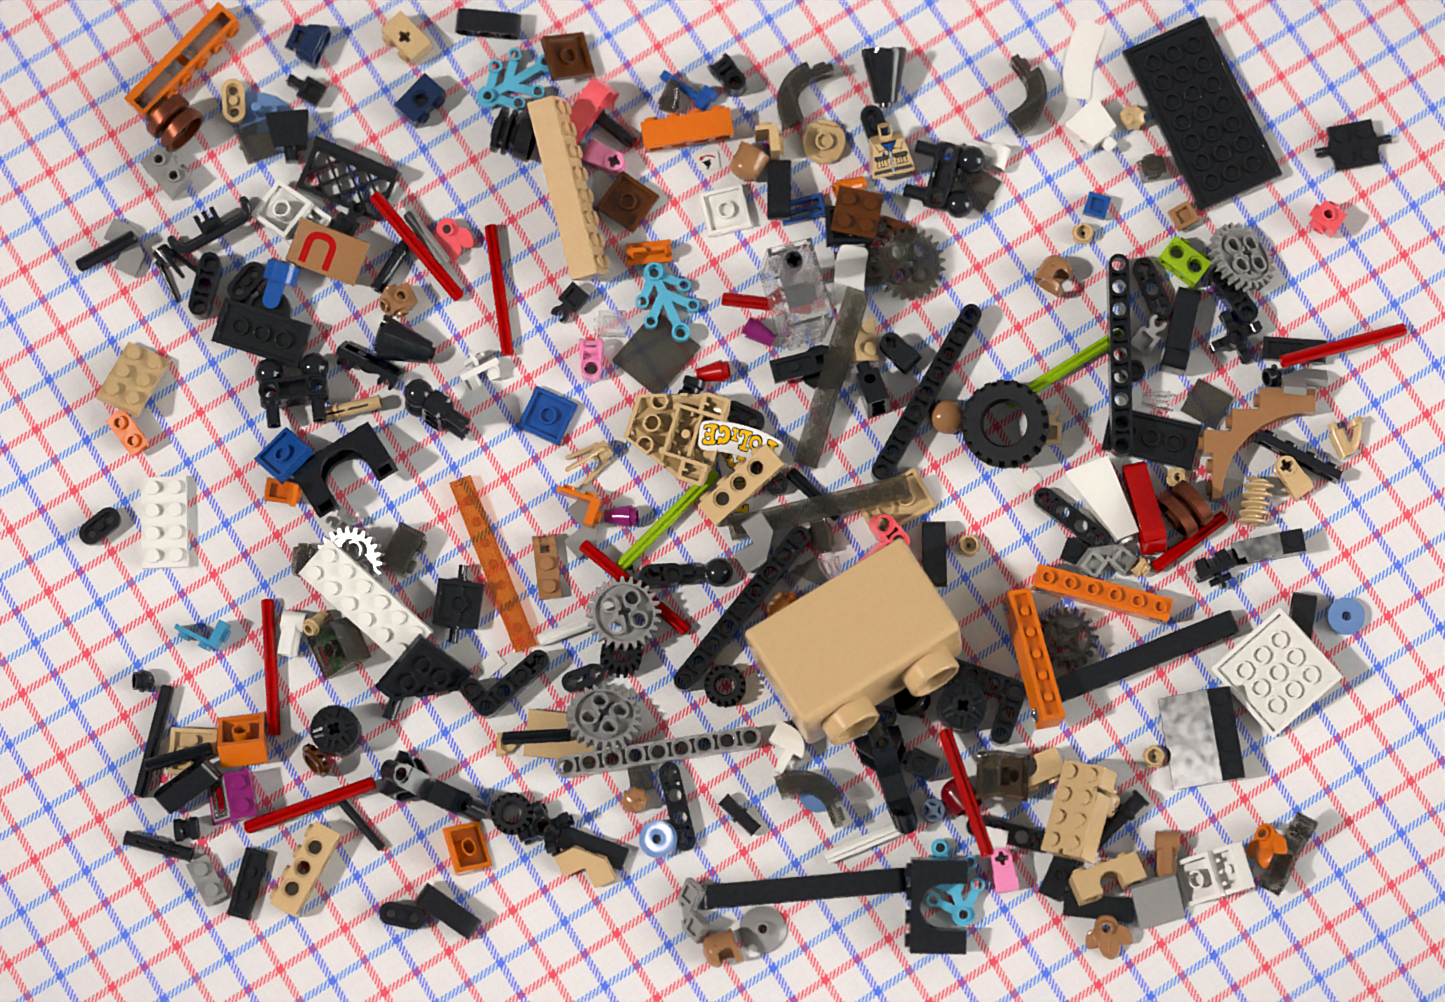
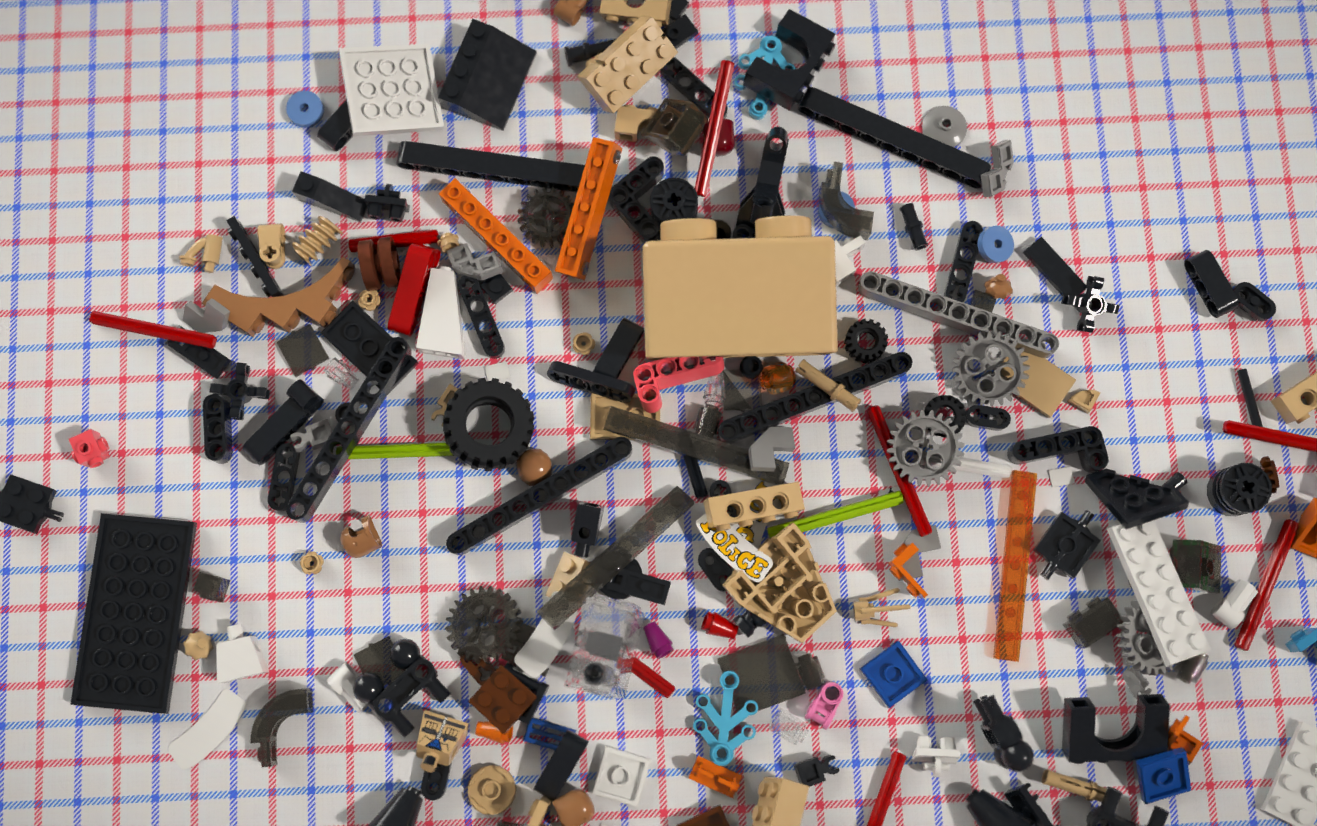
camera: 150 degrees left, 0 degrees up
(313, 625) = (1208, 599): tan pin -> none
(409, 779) = (1190, 409): black connector -> none
(467, 847) = (1169, 327): orange slope -> none
(511, 799) = (1122, 326): black tyre -> none
(536, 736) = (1058, 387): black axle -> none
(547, 568) = (967, 533): medium nougat plate -> none
(596, 865) = (1062, 248): tan tile -> none
(618, 377) = (810, 671): none -> clear smoke brick
(622, 516) = (874, 540): magenta cone -> none
(716, 572) = (818, 443): black beam -> none
(717, 941) = (989, 128): medium nougat helmet -> none
(730, 618) = (829, 386): none -> tan pin
(861, 843) = (822, 148): white axle -> none
(902, 355) = (541, 544): black piece -> none
(931, 764) = (732, 173): black brick -> none
(935, 808) = (747, 135): sand blue wheel -> none
(941, 512) = (591, 381): none -> black beam
(998, 836) = (706, 90): white sticker -> none
(1003, 876) = (717, 52): bright pink piece -> none
(1096, 205) = (283, 581): blue plate -> none
(1153, 750) = (533, 79): tan plate -> none
(1180, 266) = (244, 480): lime brick -> none
(1183, 216) = (213, 526): medium nougat plate -> none
(1241, 257) = (186, 455): light grey gear -> none
(1272, 376) = (231, 338): black plate -> none

